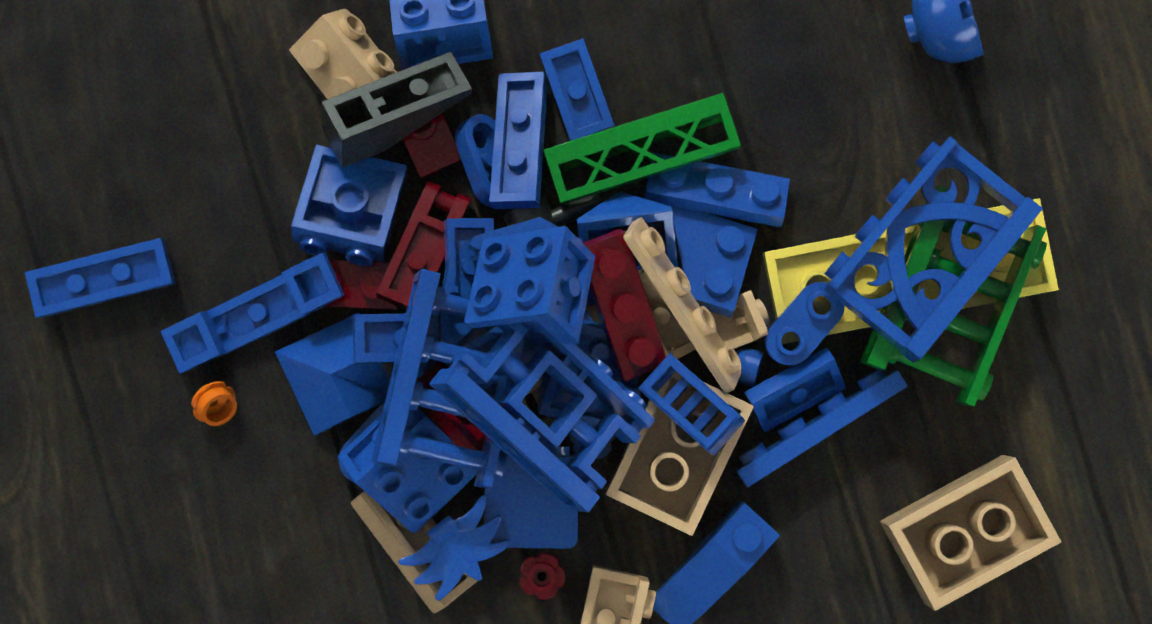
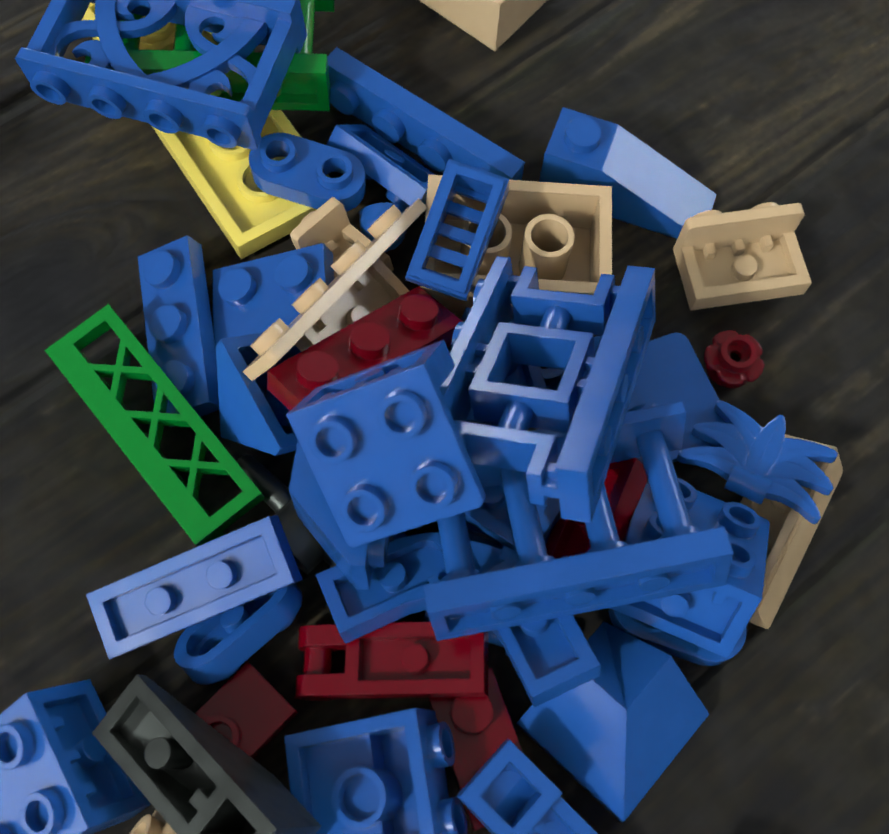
camera: 120 degrees left, 20 degrees down
(576, 90) = (100, 545): blue plate -> none

